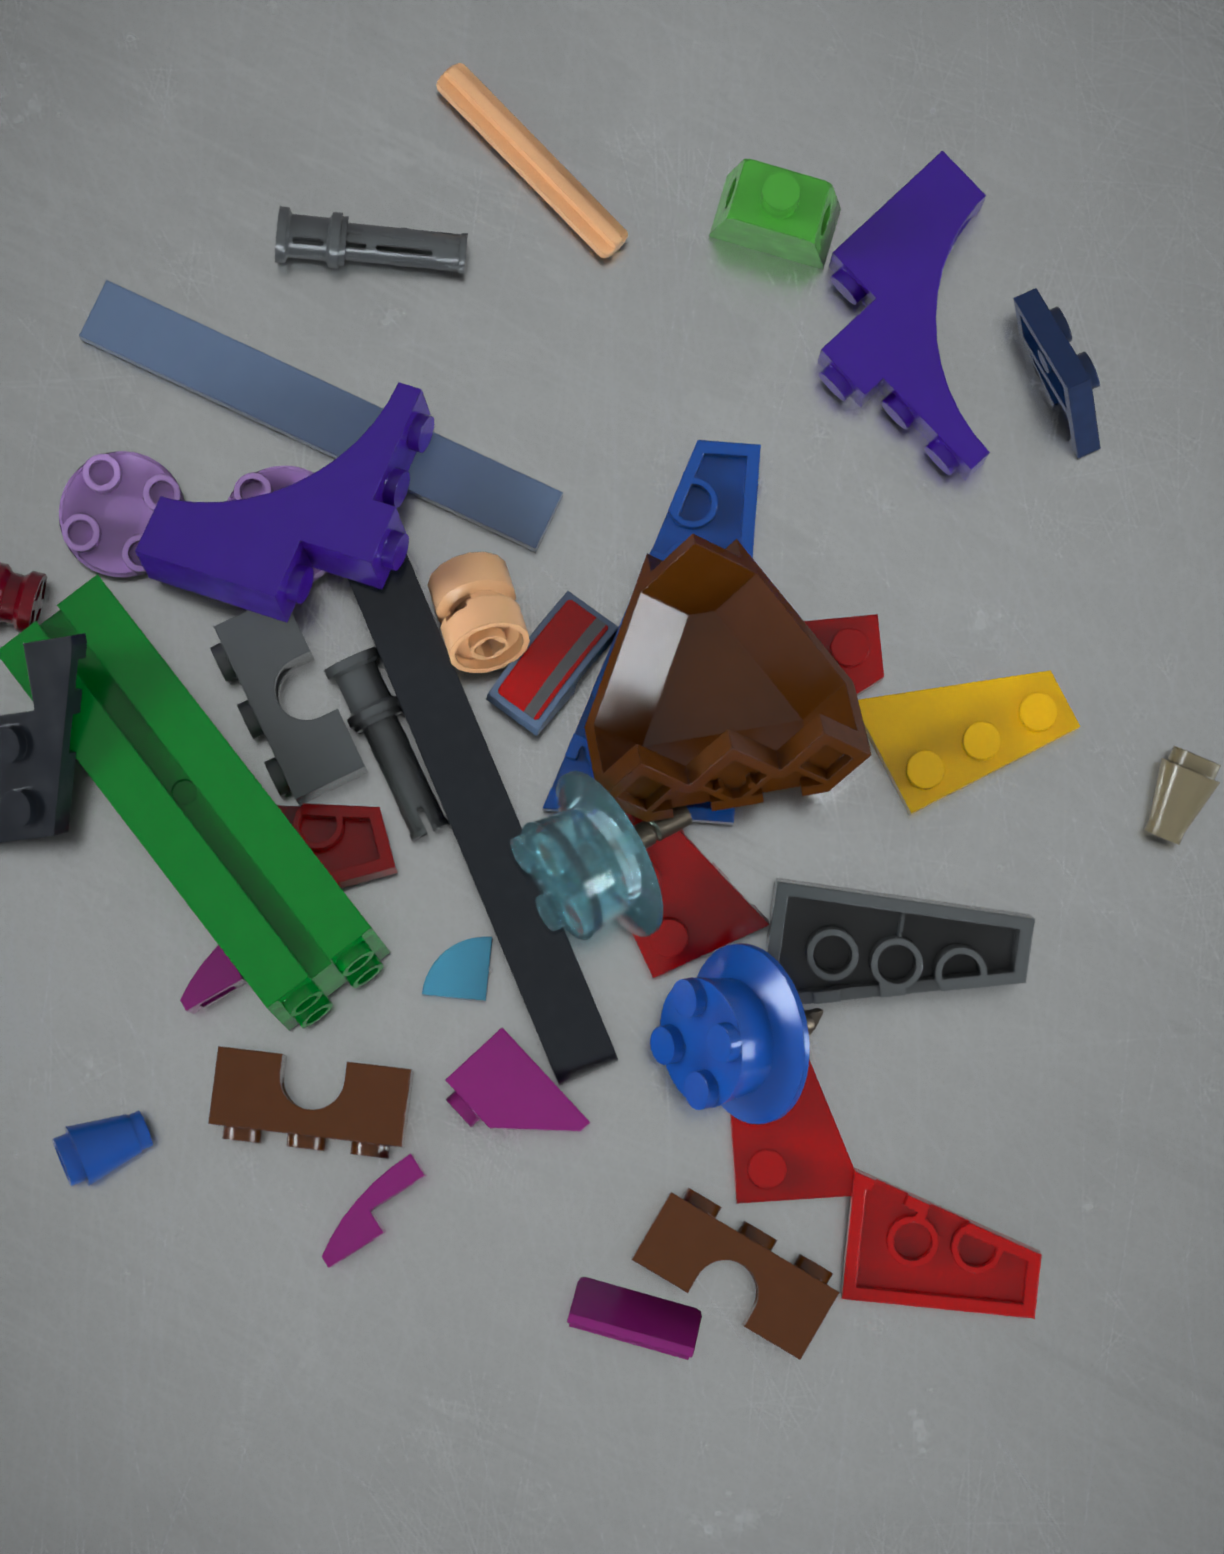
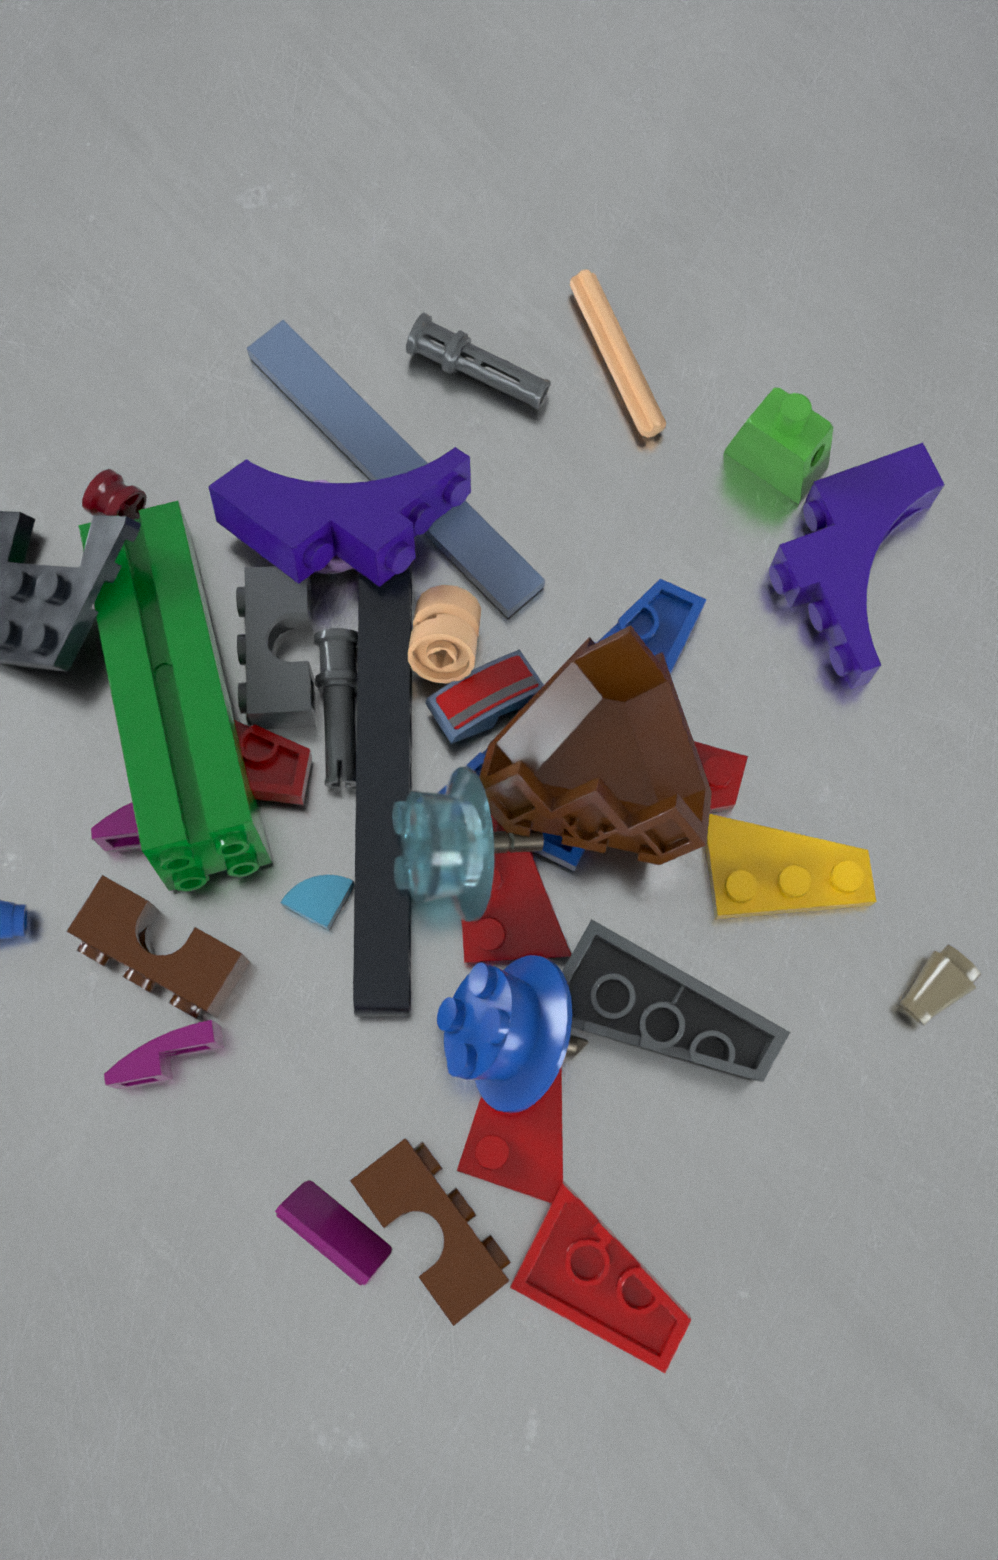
camera: 25 degrees right, 10 degrees down
(110, 507) = (204, 462): lavender dish -> none
(510, 1091) = (314, 1004): magenta slope -> none
(1063, 373) = (957, 630): dark blue wing -> none

